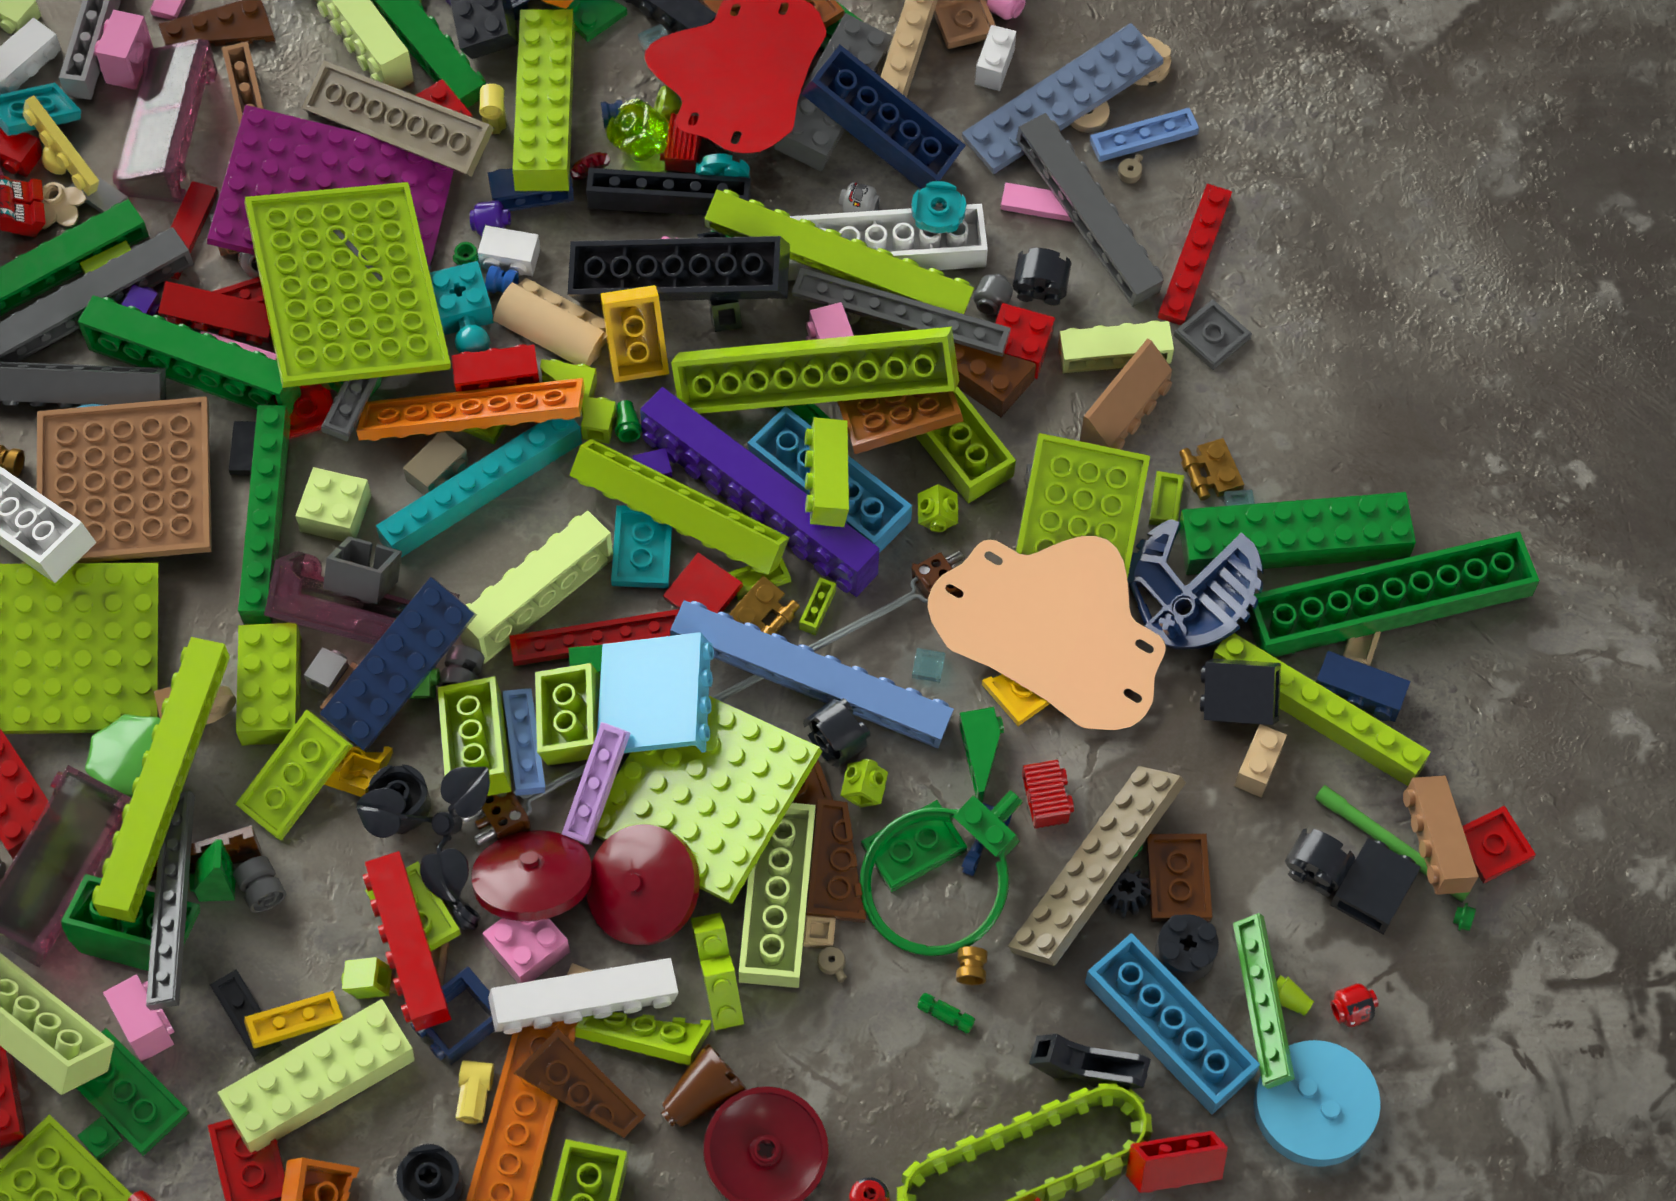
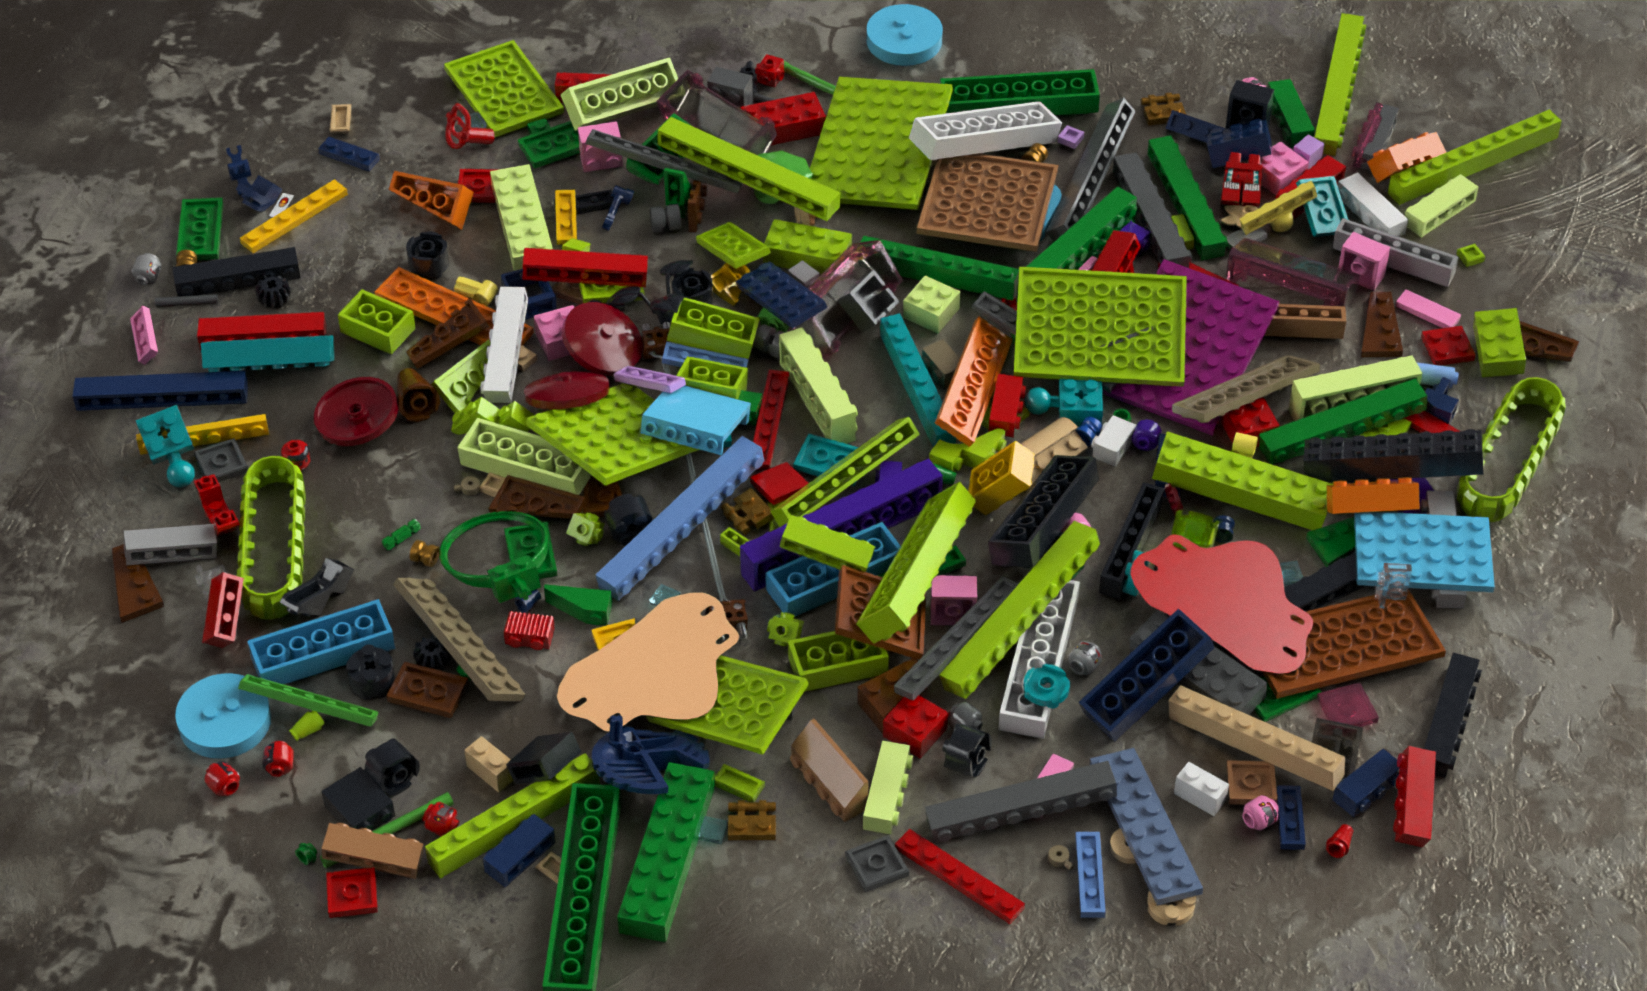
camera: 110 degrees right, 15 degrees down
(224, 962) = (620, 196): none -> dark blue brick
(1360, 783) = (440, 818): none -> red head
(1410, 1058) = (222, 778): none -> red head

